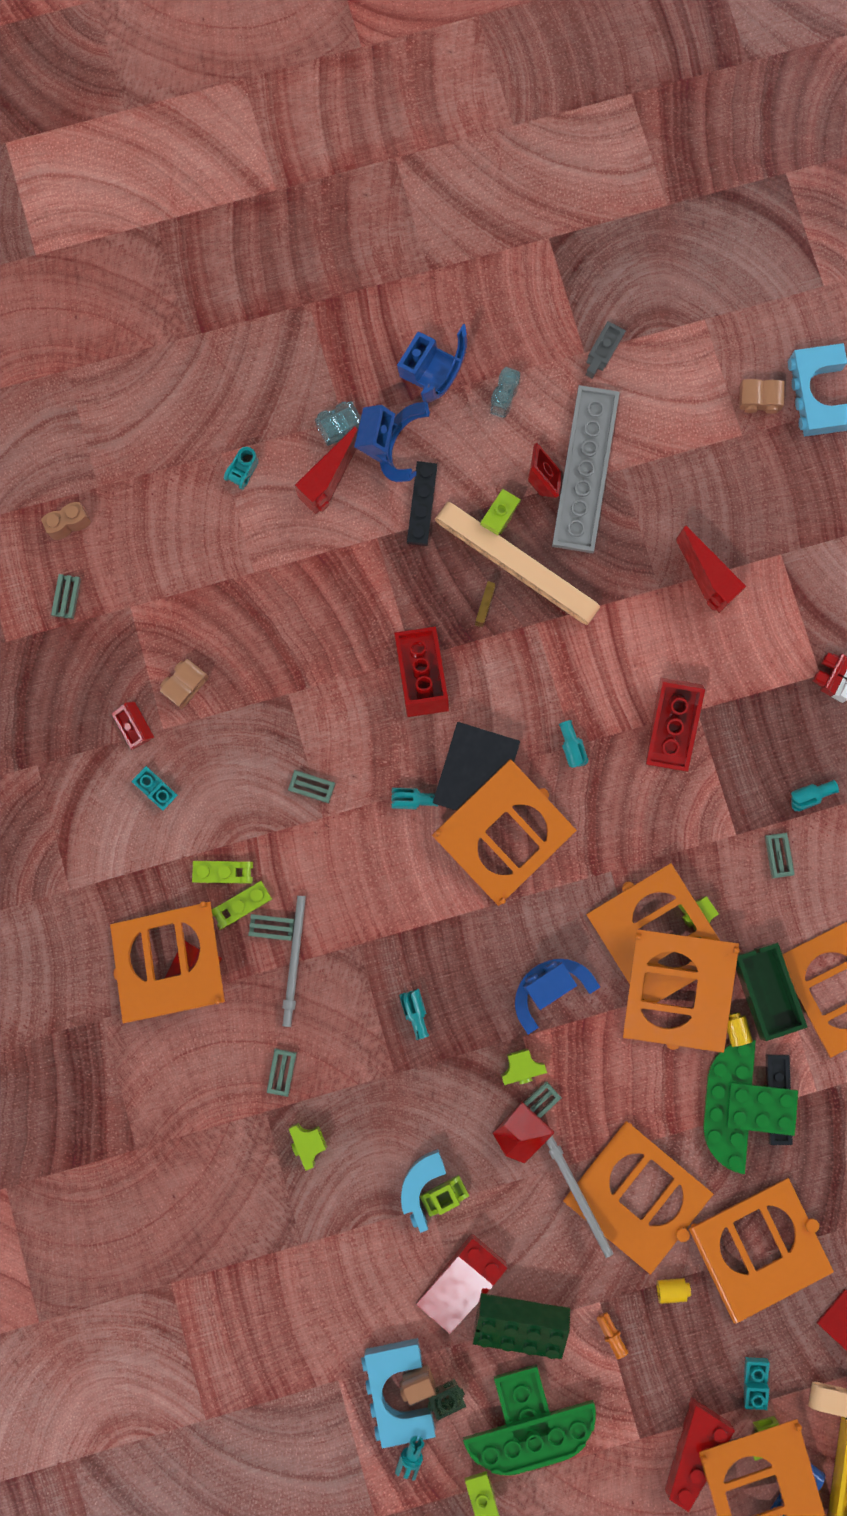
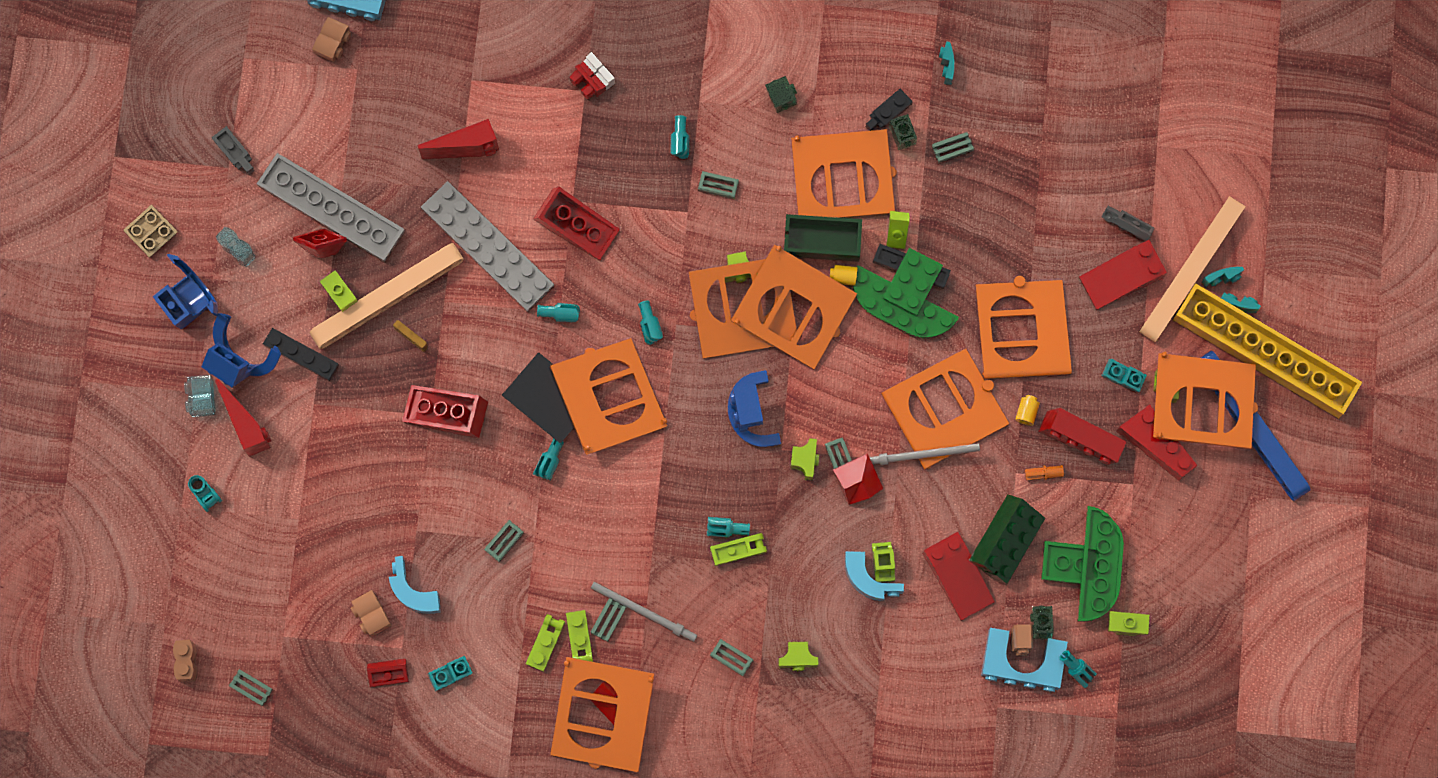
camera: 70 degrees left, 5 degrees down
(216, 712) = (417, 601): none -> medium azure arch
(397, 1033) = (737, 549): none -> lime plate
(487, 304) = (150, 231): none -> tan slope
(599, 844) = (649, 324): none -> teal arm
(611, 643) = (487, 246): none -> light grey plate
(669, 1363) = (1082, 435): none -> red wedge
(813, 1069) = (897, 229): none -> lime brick

